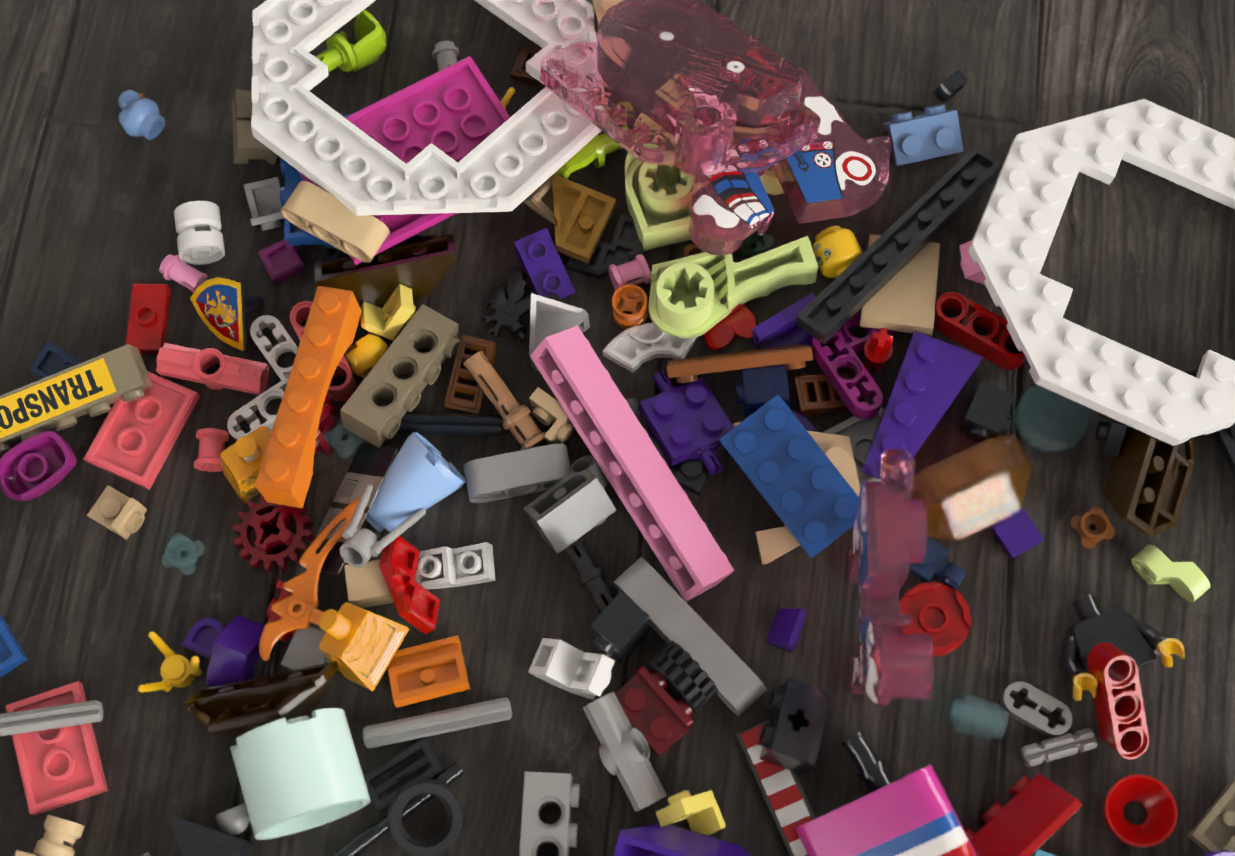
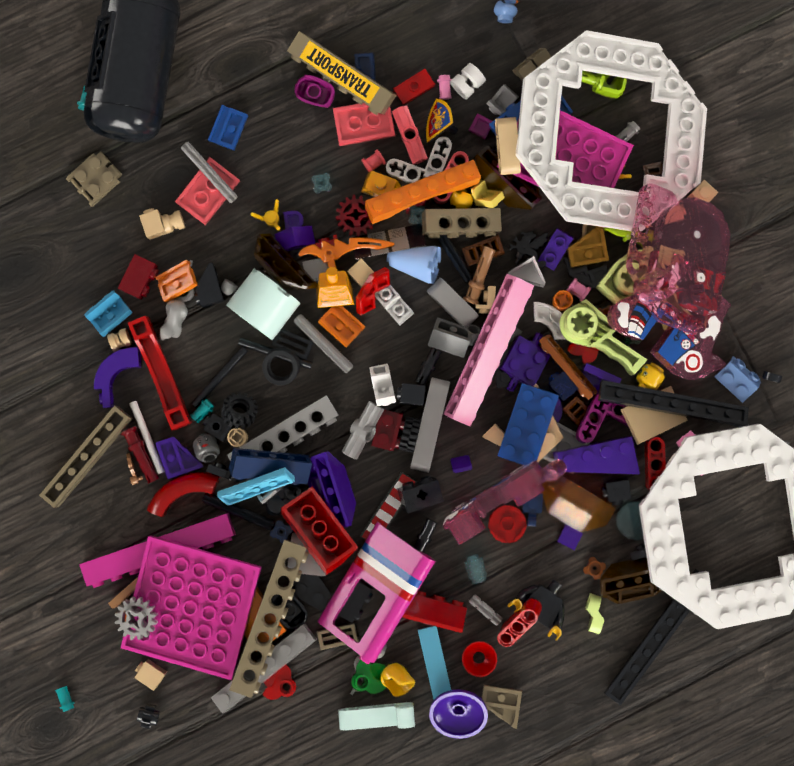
camera: 50 degrees right, 15 degrees up
(118, 512) = (320, 141): tan bracket -> none
(363, 543) = (374, 260): light grey plant -> none
(699, 810) = (359, 477): light yellow bracket -> none
(878, 350) = (613, 425): red axle -> none
(1040, 701) = (491, 592): light grey beam -> none

